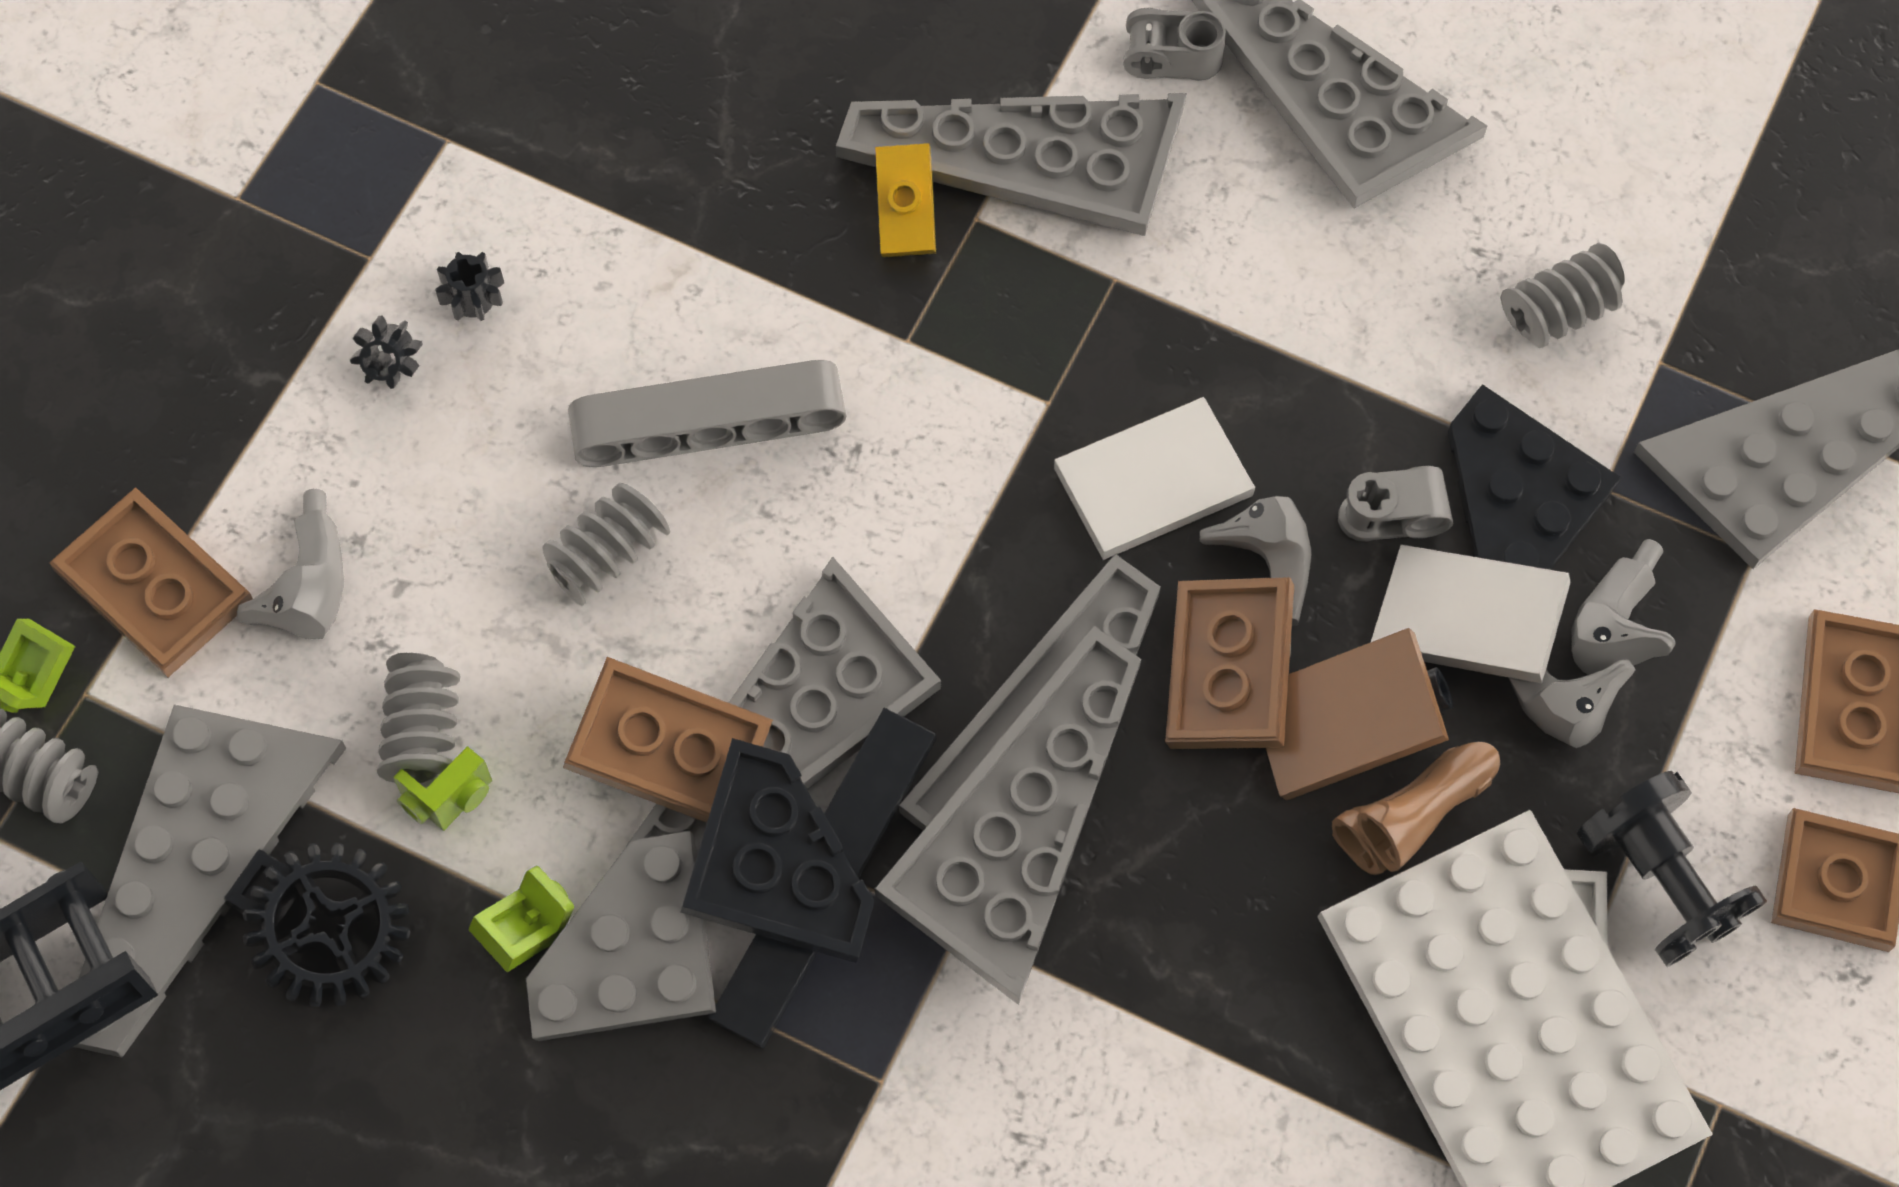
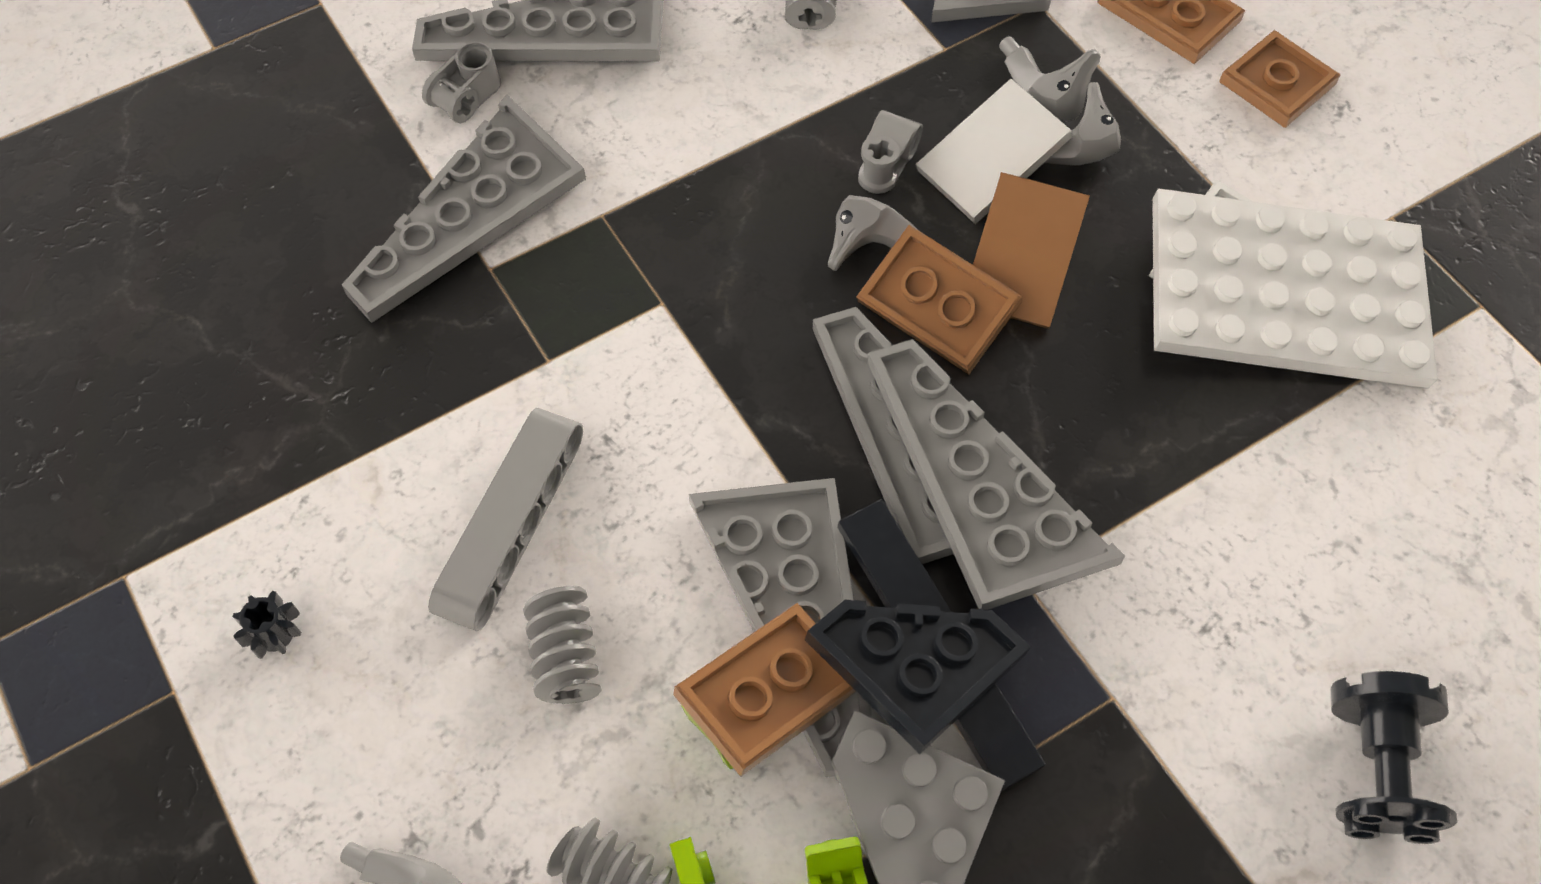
camera: 55 degrees left, 5 degrees down
(379, 364) = (275, 734): black gear -> none
(905, 200) = (446, 294): yellow plate -> none
(1153, 478) = (766, 272): white tile -> none
(1397, 826) = (1115, 257): medium nougat piece -> none
(1522, 483) = (916, 81): black plate -> none
(1659, 849) = (1222, 140): black piece -> none

